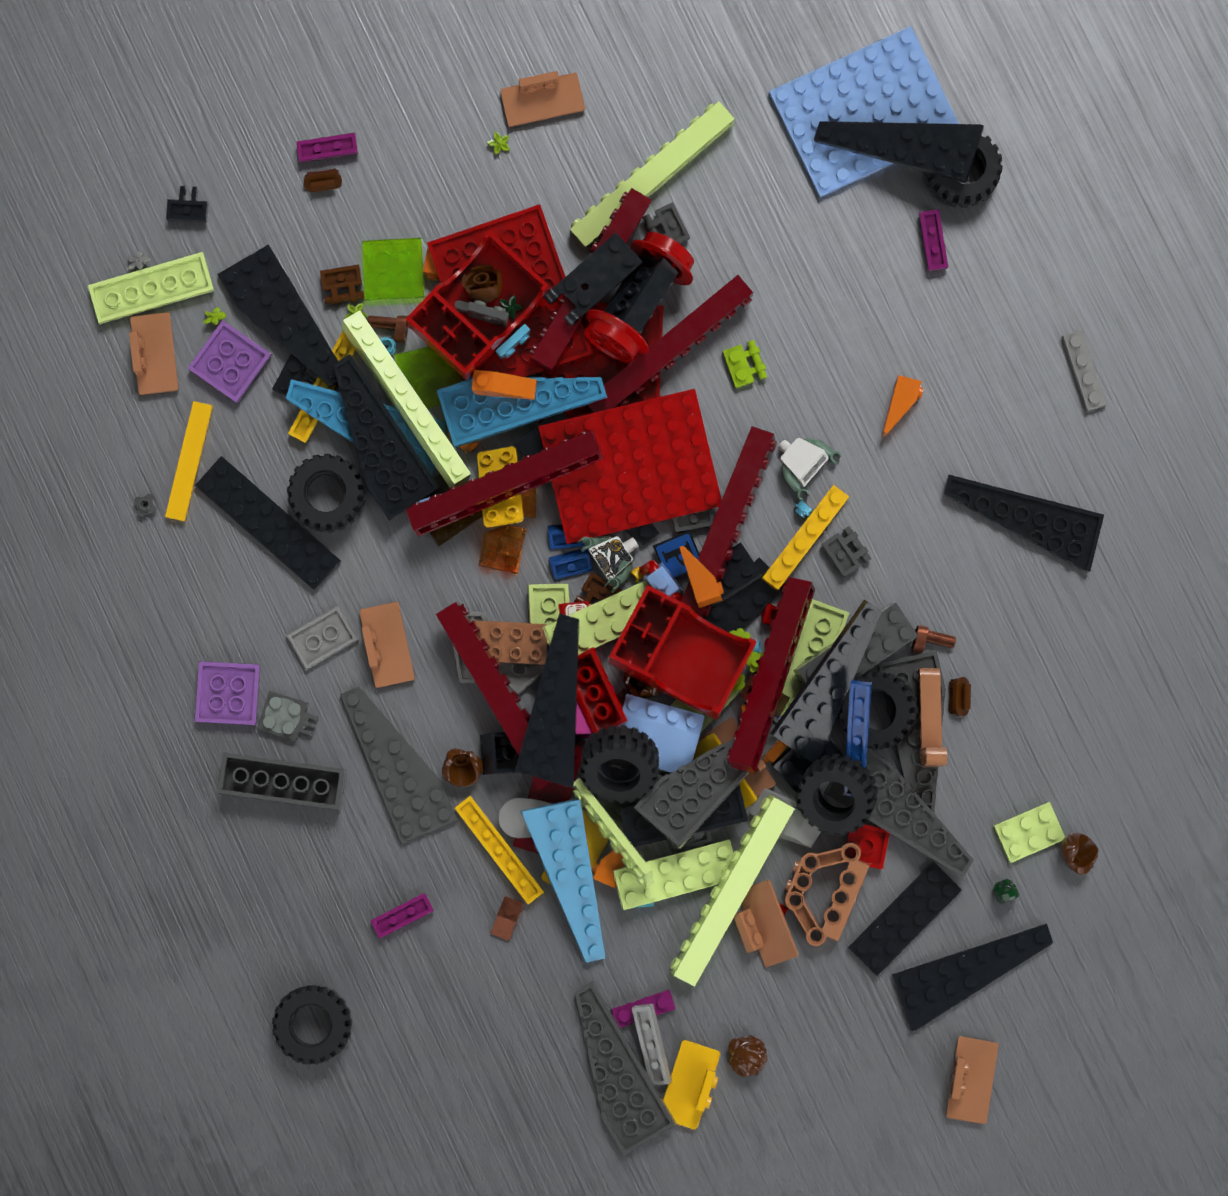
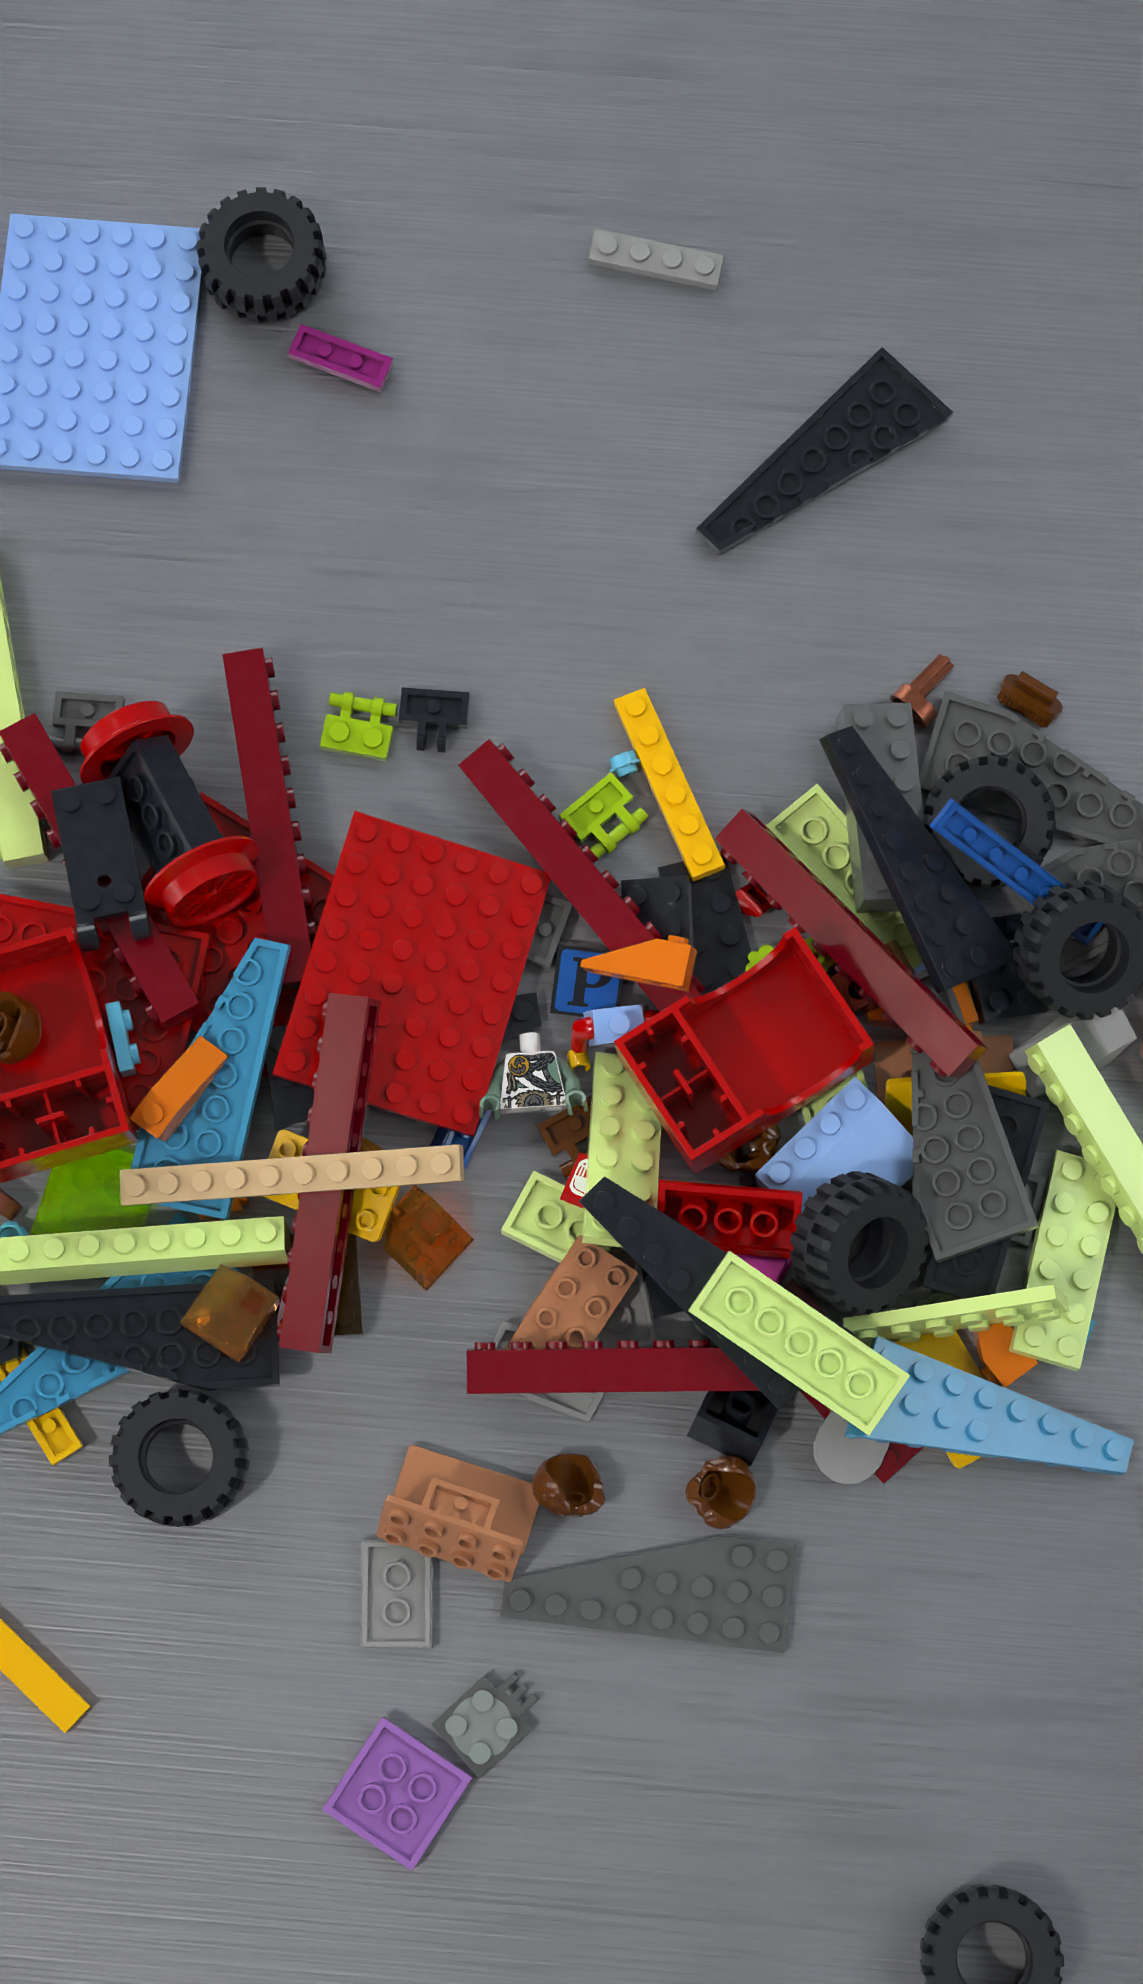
camera: 55 degrees left, 5 degrees down
(150, 508) = (37, 1750): dark grey plate -> none
(268, 523) = (170, 1577): black plate -> none
(281, 781) = (584, 1787): dark grey brick -> none
(368, 644) = (452, 1527): none -> nougat bracket
(402, 915) = (897, 1717): magenta plate -> none
(409, 475) = (231, 1312): none -> clear orange slope
(421, 690) = (569, 1485): none -> reddish brown hair
(480, 311) = (49, 1055): dark grey piece -> none
(491, 466) = (292, 1175): none -> tan plate
(499, 850) = (879, 1507): yellow plate -> none
(507, 918) = (990, 1555): copper slope -> none
(511, 306) = (67, 1011): dark green plant -> none
(551, 761) = (799, 1343): none -> yellowish green plate
(570, 564) = (504, 1150): blue slope -> none
(771, 508) = (596, 808): none -> lime plate
(775, 396) = (433, 708): none -> black hinge
(803, 461) = (554, 722): white torso -> none
(841, 554) = (724, 747): dark grey plate -> none
(903, 398) = (545, 529): orange slope -> none
(928, 147) = (200, 284): black wing -> none
(930, 723) = (1046, 756): nougat beam -> none

